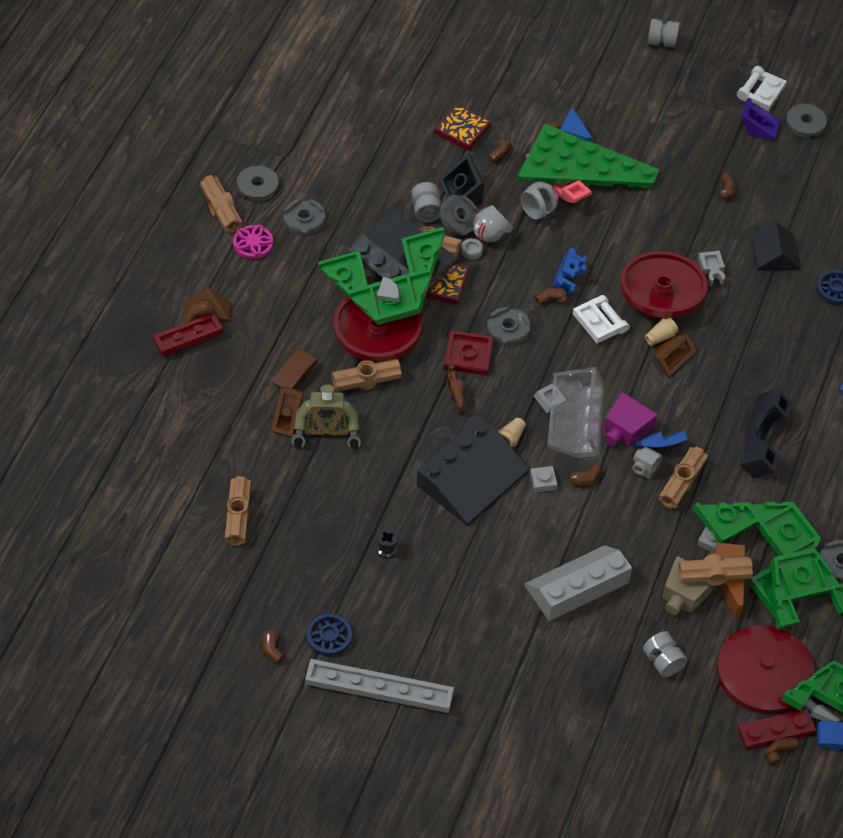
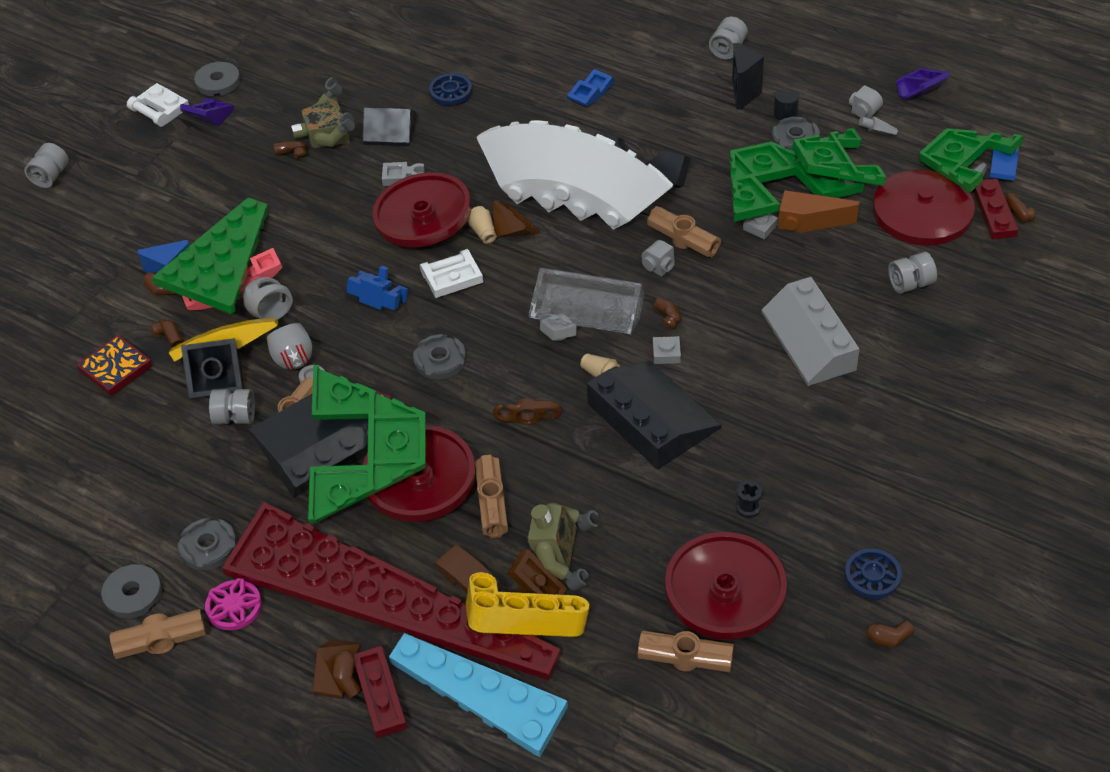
camera: 75 degrees left, 5 degrees down
(190, 405) = (501, 701): none -> medium azure wing
(257, 431) = (522, 612): none -> yellow beam
(280, 298) = (324, 572): none -> dark red wing
(297, 529) = (725, 585): none -> dark red dish
(379, 685) = (949, 530): light grey plate -> none
(388, 291) = (390, 437): light grey tile -> none
(449, 216) = (264, 378): dark grey tile -> none
(469, 352) = (471, 397): dark red tile -> none
(496, 184) = (243, 333): none -> yellow slope
(551, 293) = (403, 311): reddish brown arm -> none
(628, 421) = (601, 260): magenta torso -> none
(657, 440) = (633, 240): blue slope -> none
(684, 595) = (825, 247): dark tan torso -> none
(710, 377) = (572, 170): none -> white brick
(715, 569) = (821, 210): medium nougat piece -> none
(763, 202) = (324, 120): none -> torso

